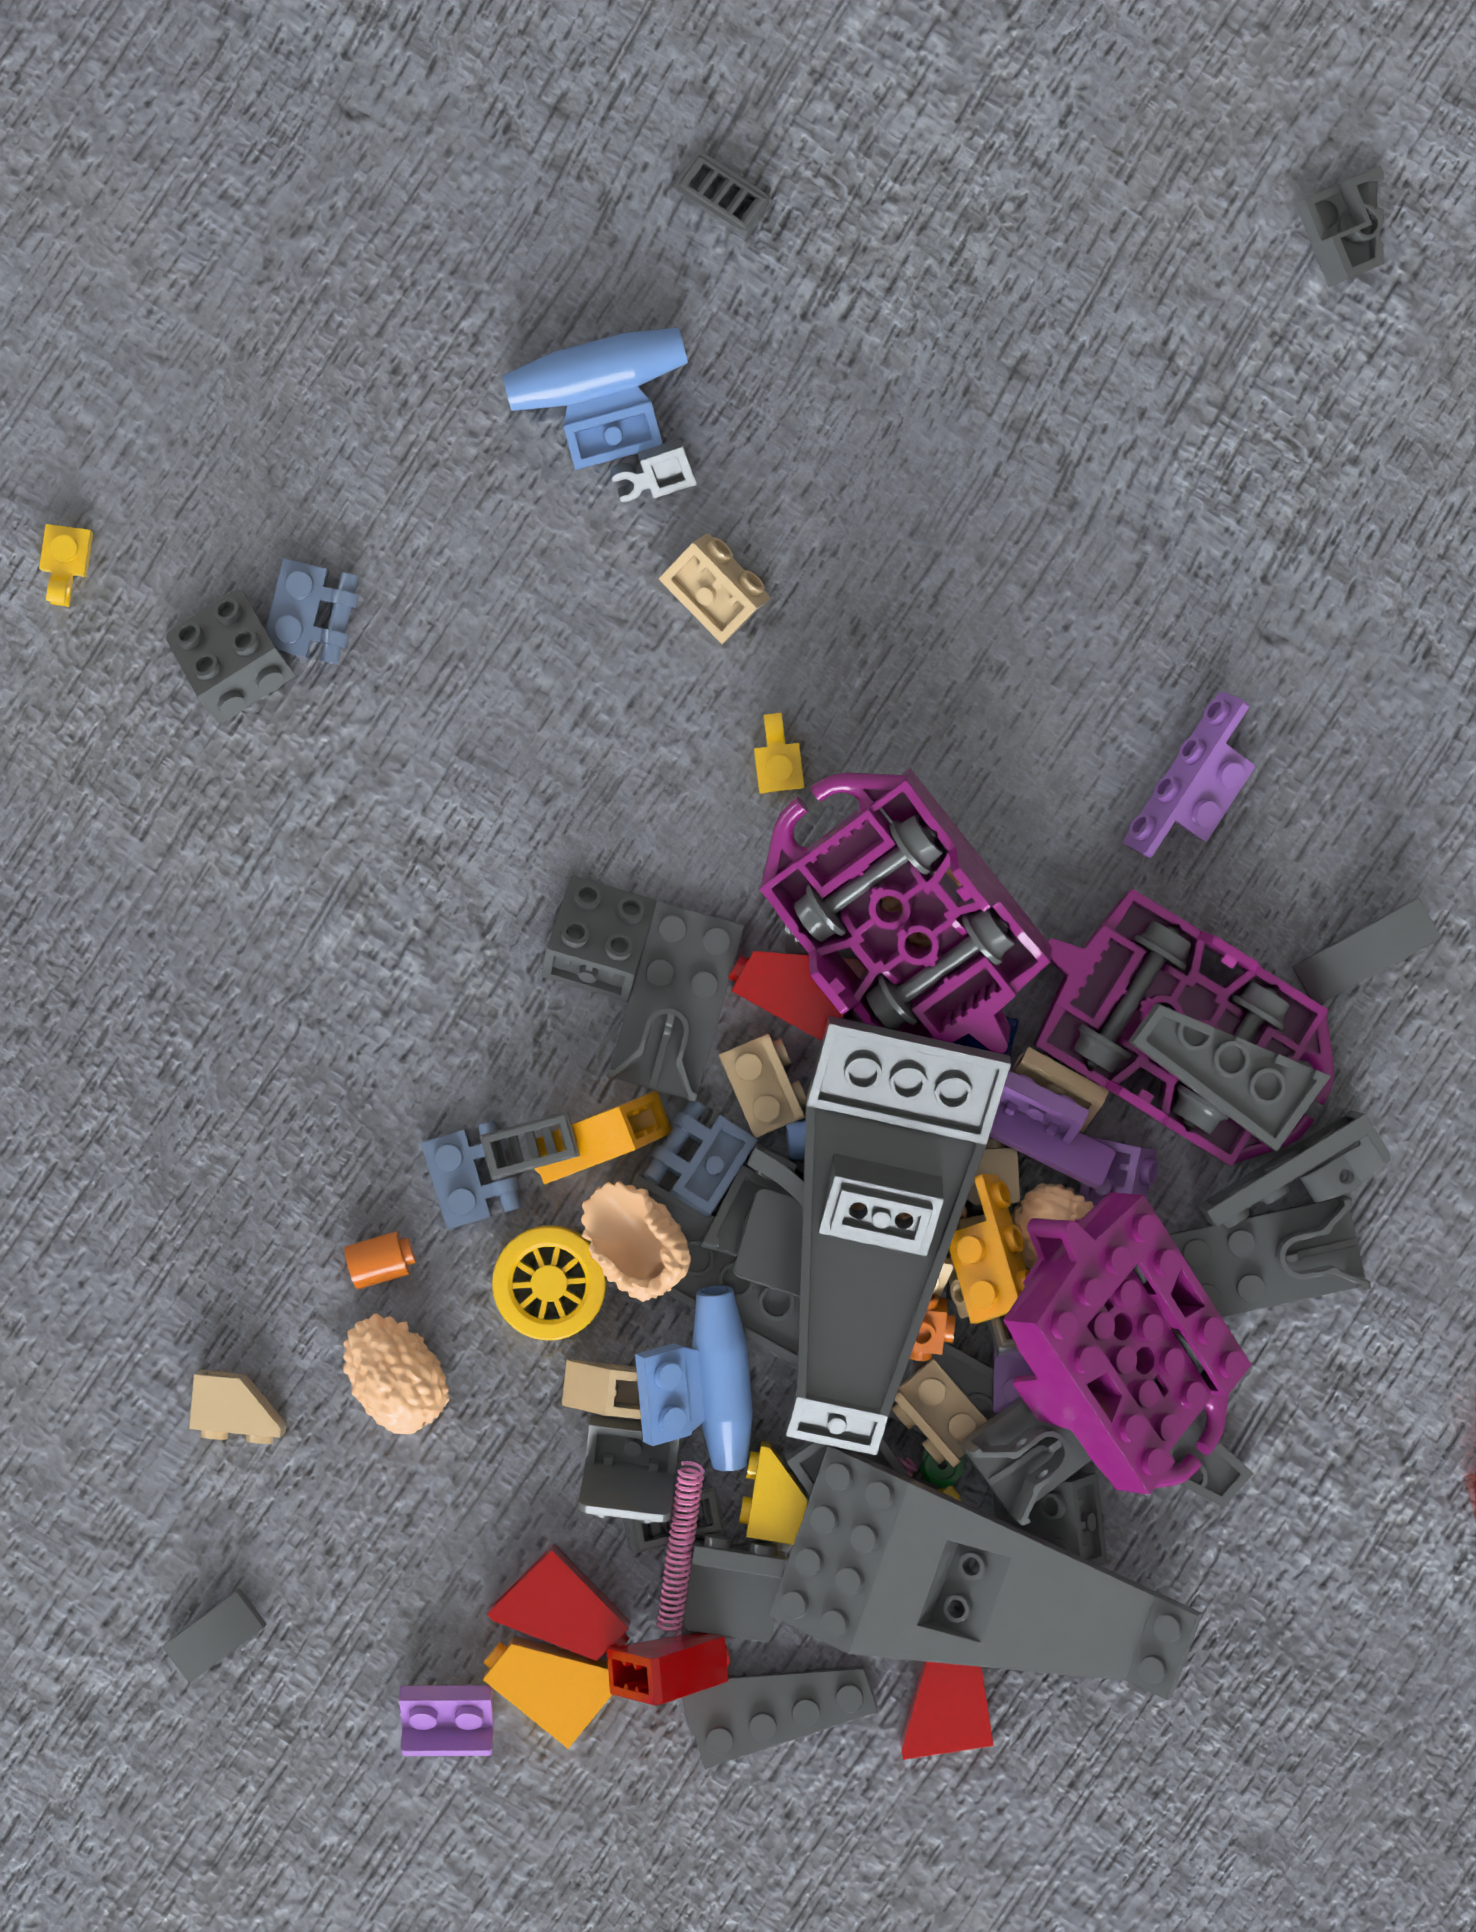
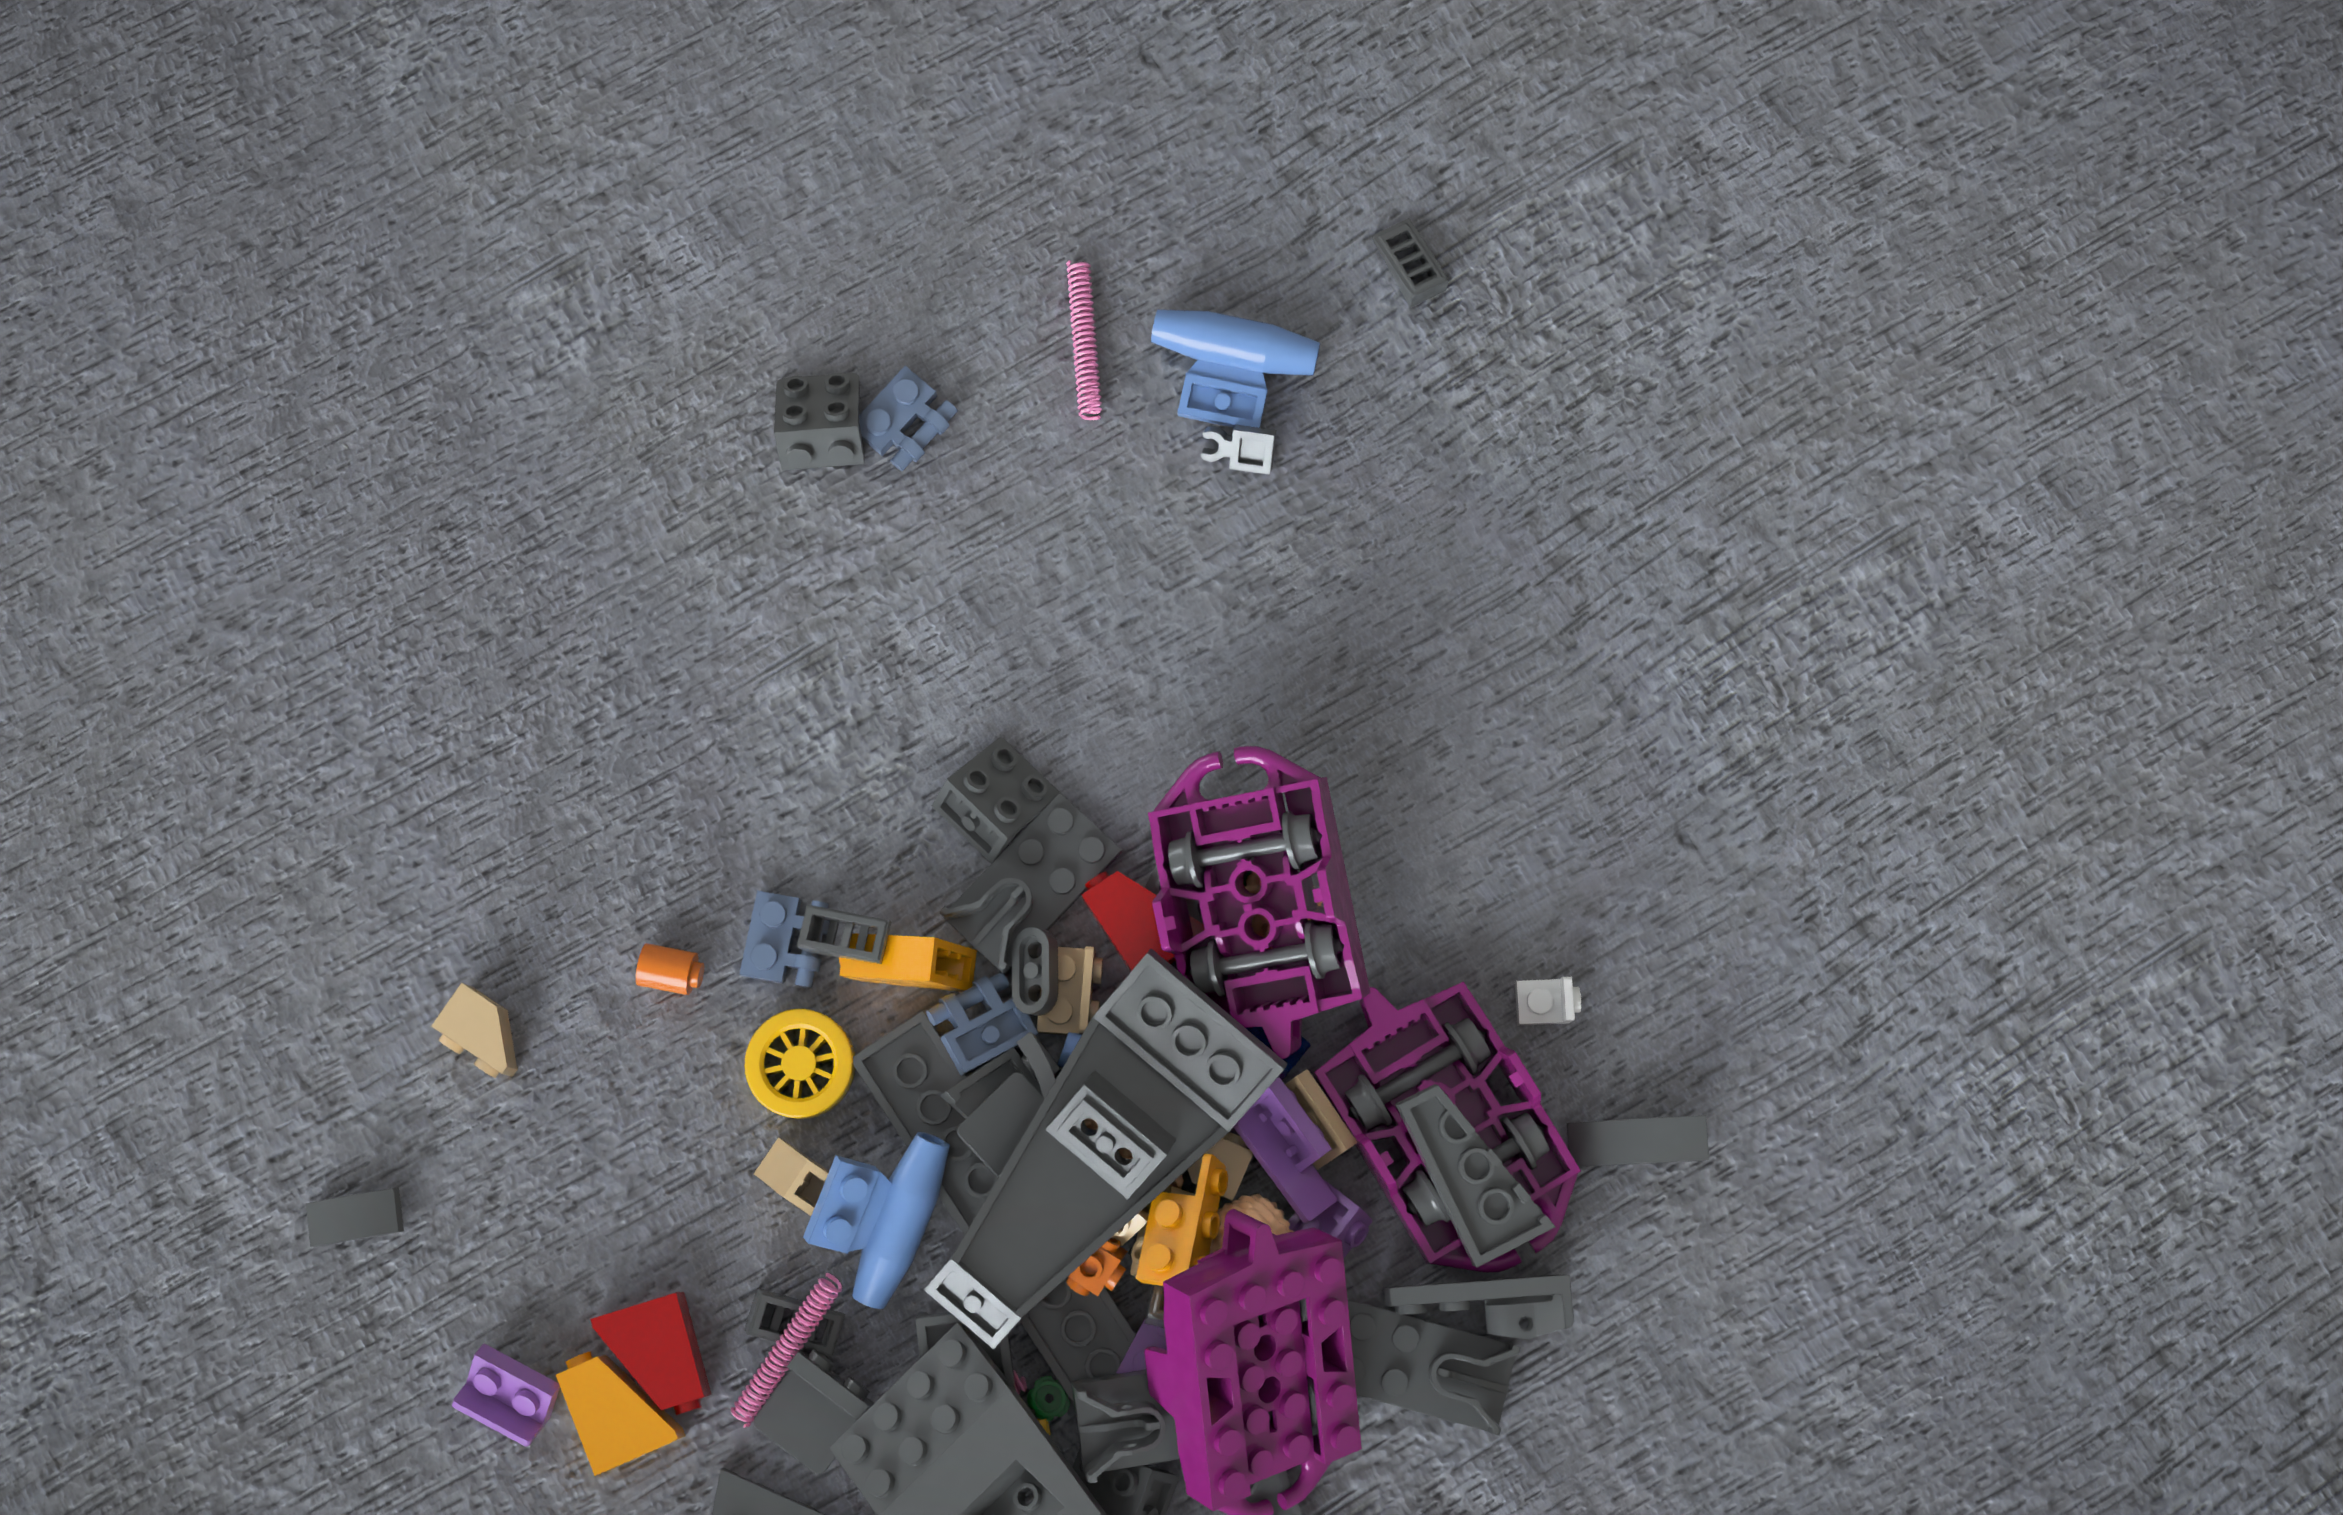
camera: 30 degrees right, 10 degrees down
(64, 555) = (731, 278): yellow plate -> none
(394, 1374) = (627, 1072): light nougat piece -> none
(439, 445) = (1086, 340): none -> bright pink piece
(625, 1474) = (776, 1260): dark grey bracket -> none
(635, 1240) = (888, 1059): light nougat piece -> none
(668, 1667) = (719, 1448): red slope -> none
(715, 587) = (1242, 562): tan bracket -> none
(725, 1085) = (1034, 972): none -> dark grey plate
(776, 1500) = (890, 1350): yellow slope -> none
(778, 763) = (1220, 729): yellow plate -> none
(938, 1410) = (1070, 1346): tan bracket -> none
(1198, 782) = (1564, 926): medium lavender bracket -> none
(1217, 862) = (1547, 1001): none -> white bracket
(1345, 226) = (1909, 536): dark grey slope -> none

